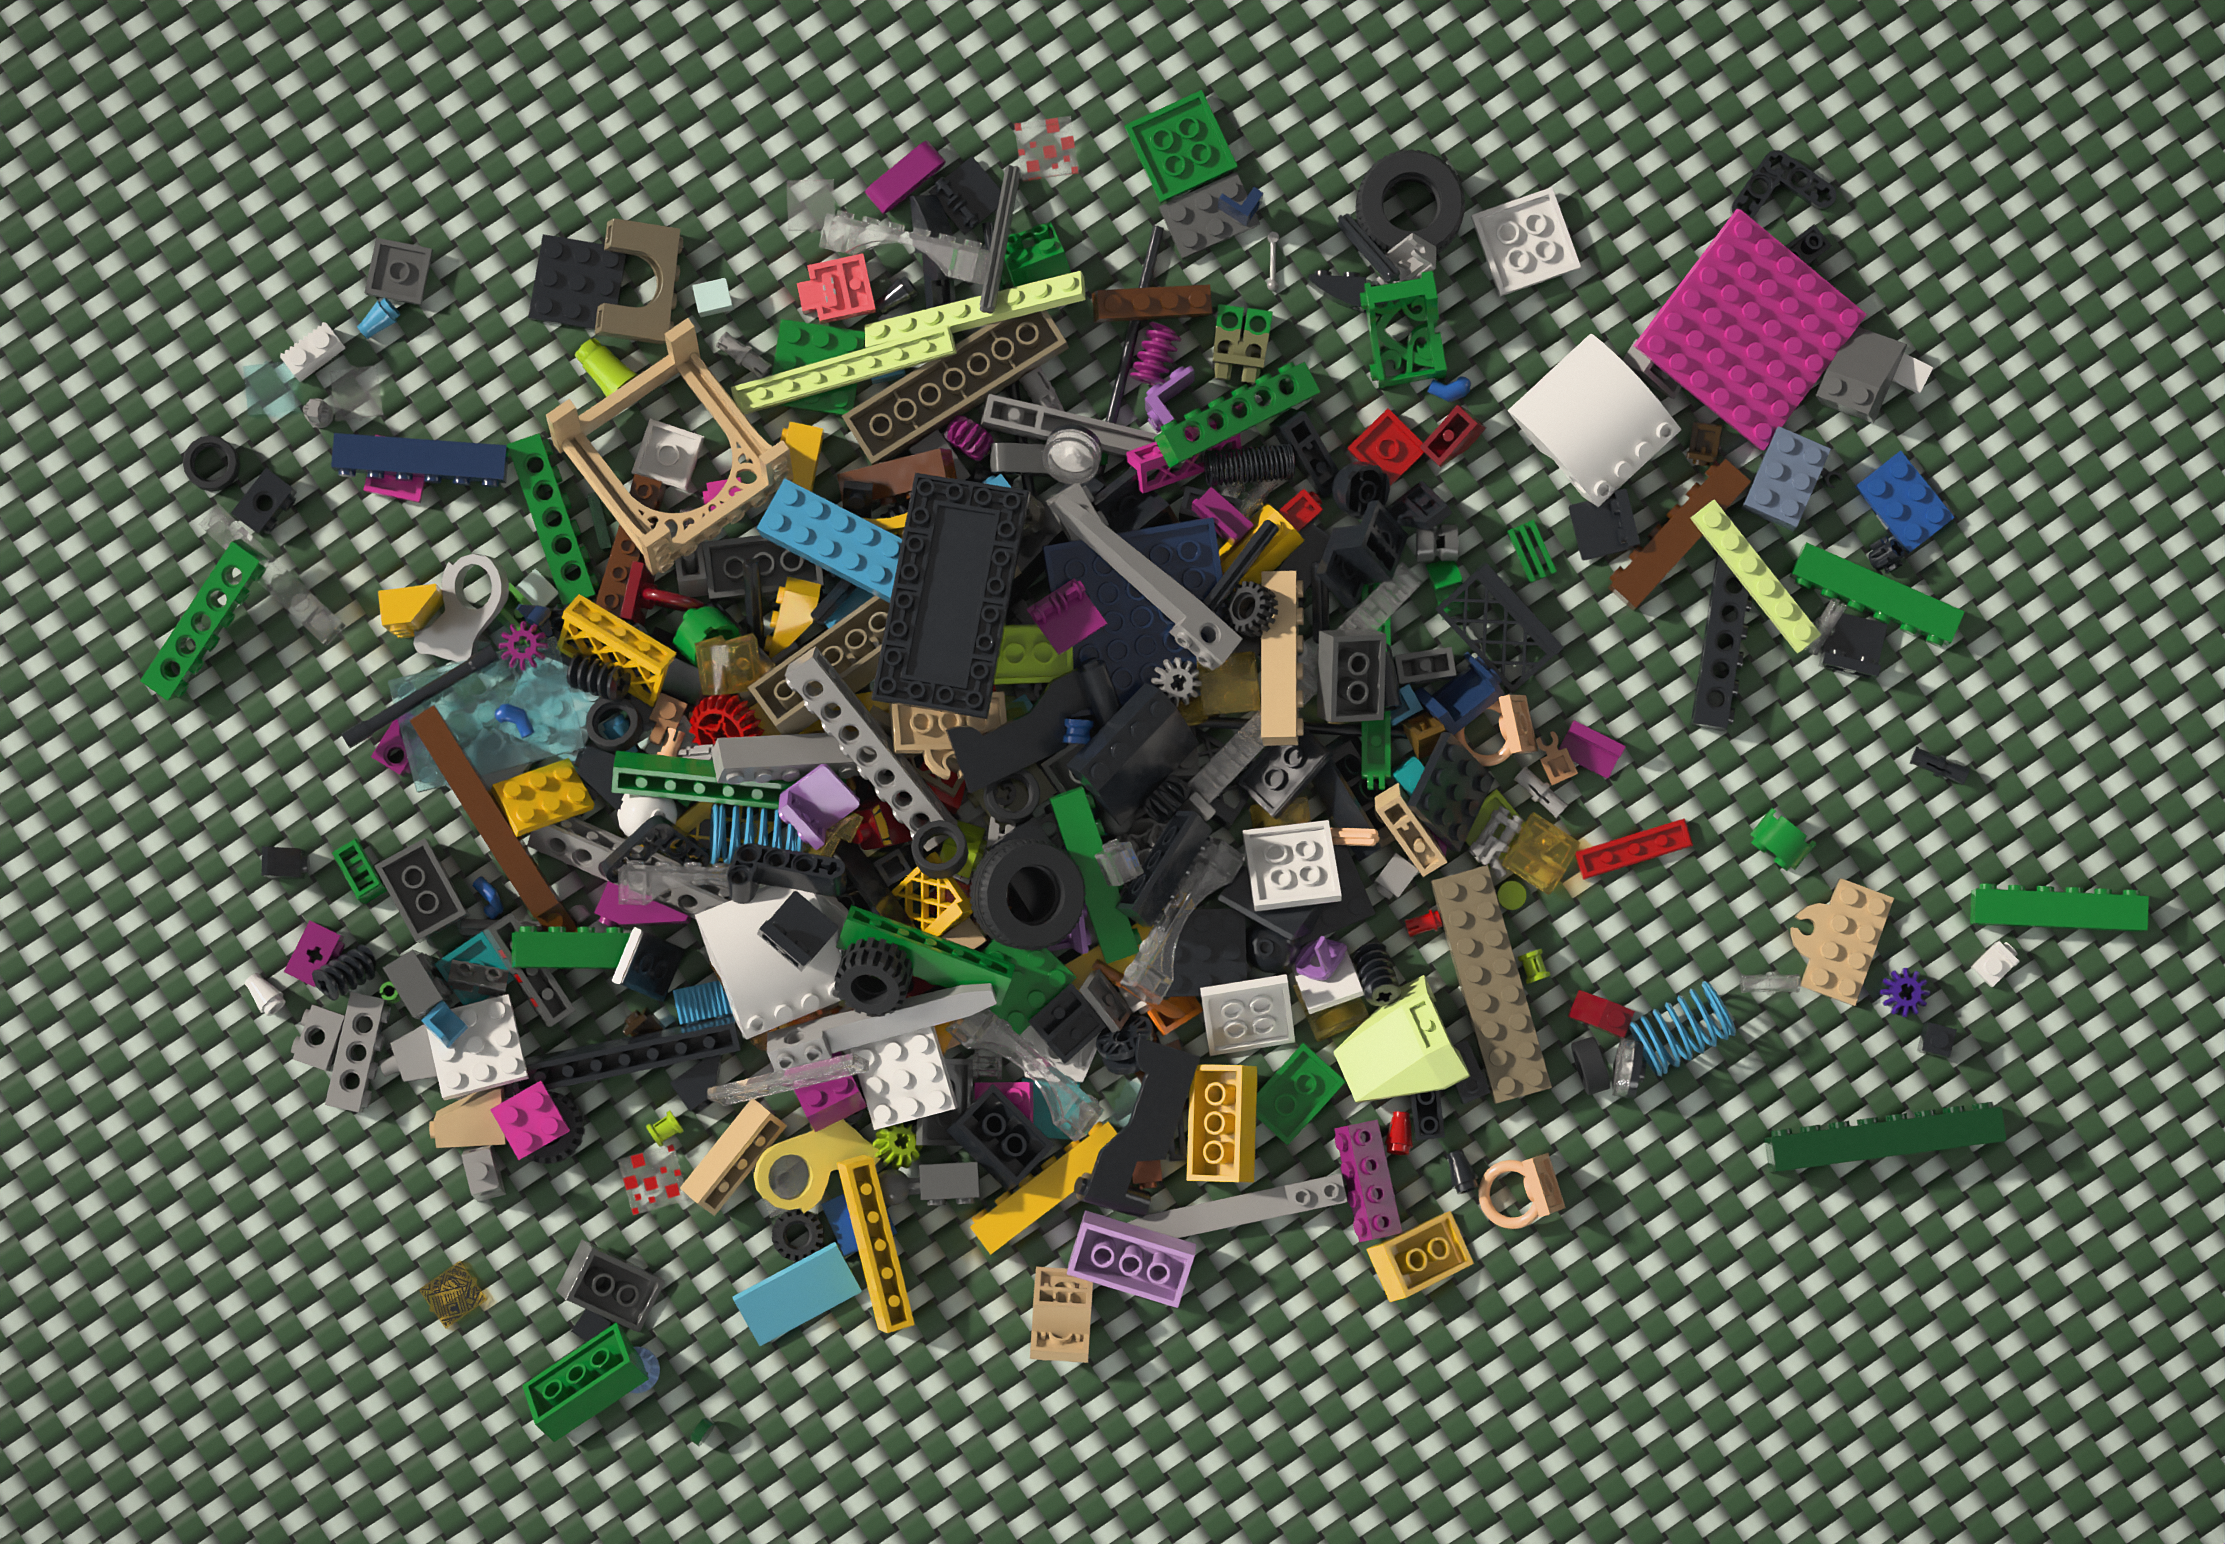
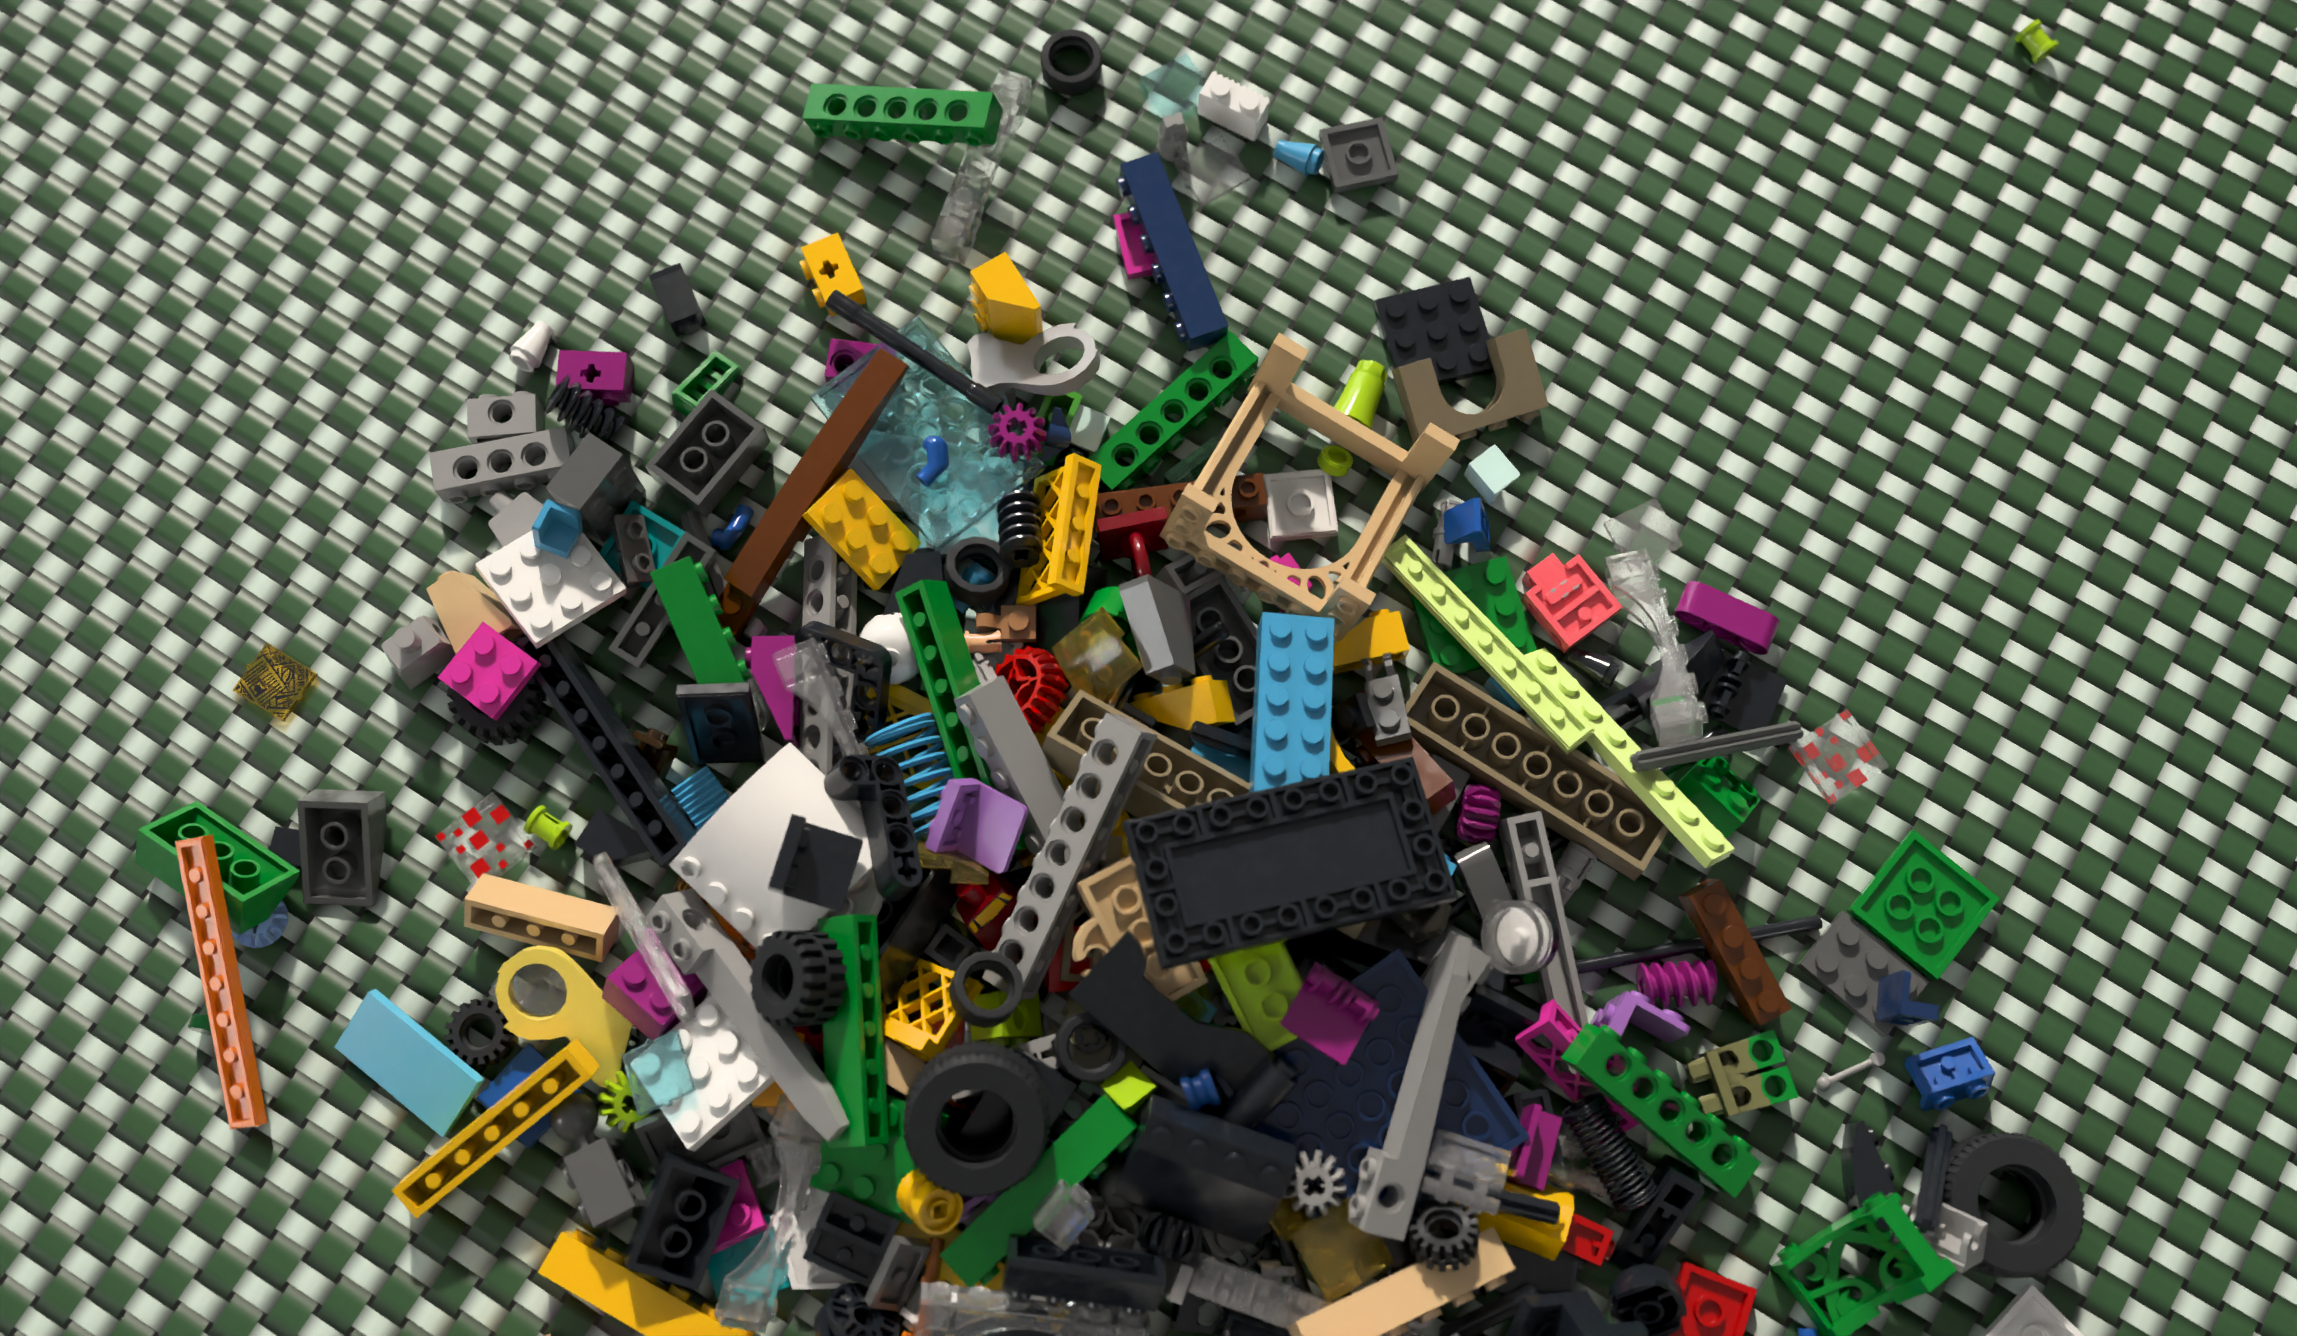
camera: 65 degrees right, 10 degrees down
(265, 486) = (1043, 114): black brick -> none
(298, 725) = (827, 258): none -> yellow brick
(646, 411) = (1335, 460): none -> lime tile
(678, 1403) = (221, 982): none -> orange tile
(730, 607) = (1160, 628): none -> dark grey slope
(746, 337) = (1468, 524): none -> blue slope
(857, 466) = (1386, 703): none -> dark grey hinge
(890, 1109) = (658, 1072): none -> clear light blue piece
(1052, 780) = (1129, 1087): none -> lime slope
(1068, 955) = (929, 1205): none -> yellow wheel
(1209, 569) = (1470, 1162): none -> clear plate
(1223, 737) = (1273, 1269): none -> light grey hand
(1306, 192) = (1950, 1074): none -> blue bracket

